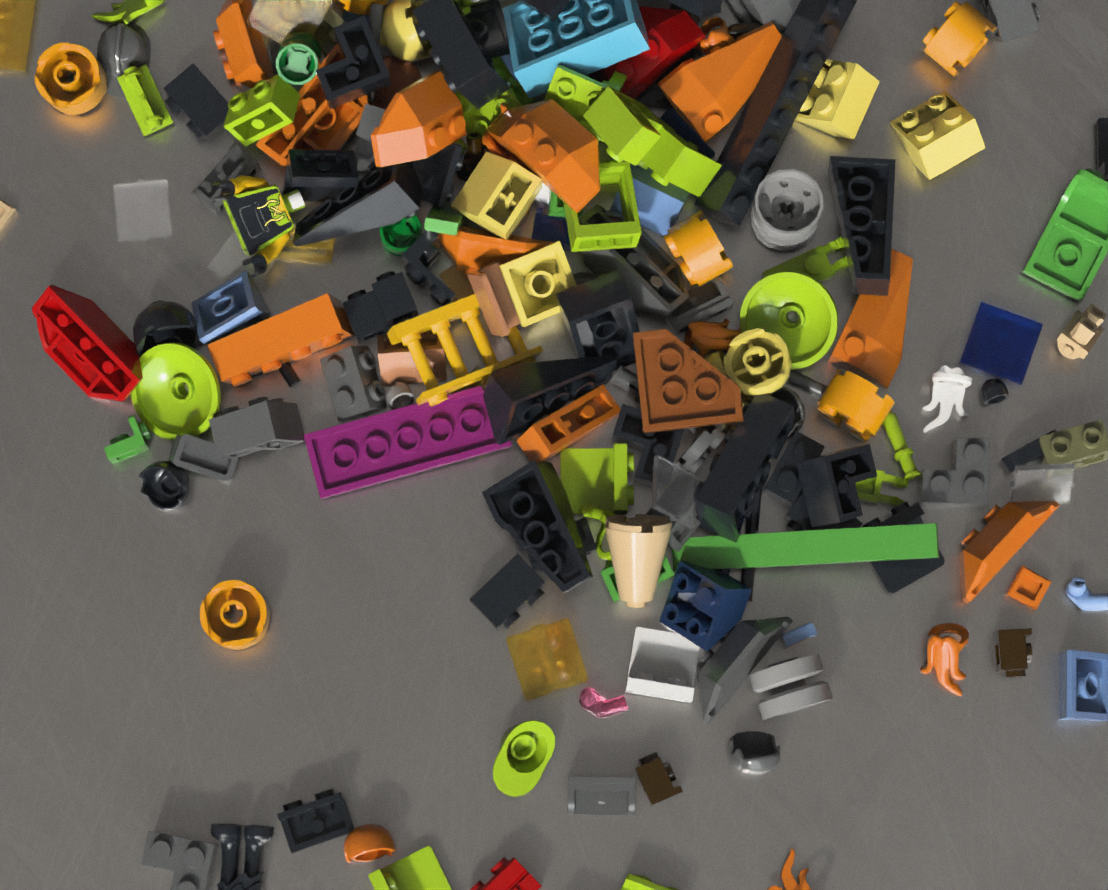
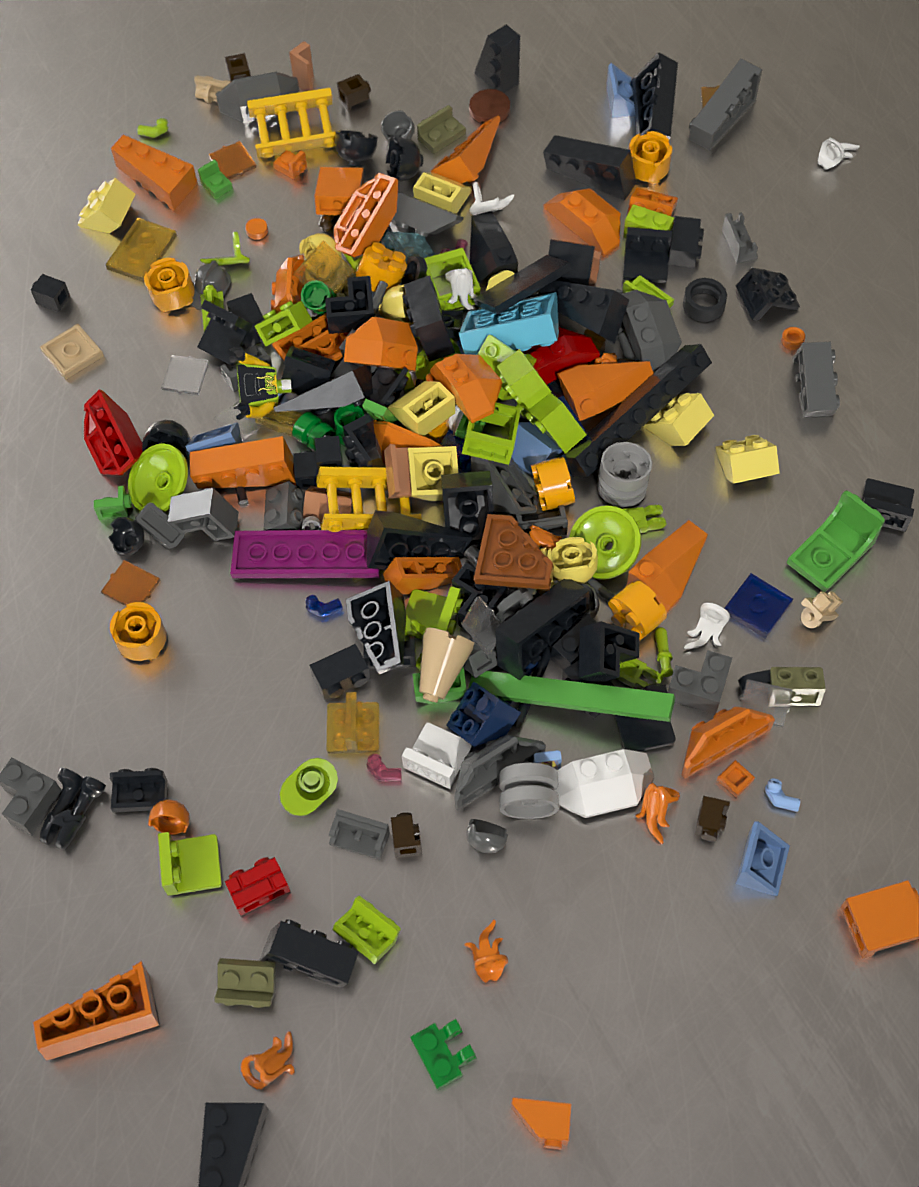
camera: 20 degrees right, 20 degrees down
(180, 143) = (223, 332): none -> black bracket
(193, 547) = (130, 584): none -> clear orange piece
(355, 258) = (311, 427): none -> green wheel
(452, 509) = (322, 609): none -> clear blue arm
(865, 215) = (681, 490): black wedge -> none
(875, 644) = (604, 782): none -> white wedge
(958, 37) = (777, 400): light orange brick -> none
(994, 391) = (745, 635): black hinge -> none

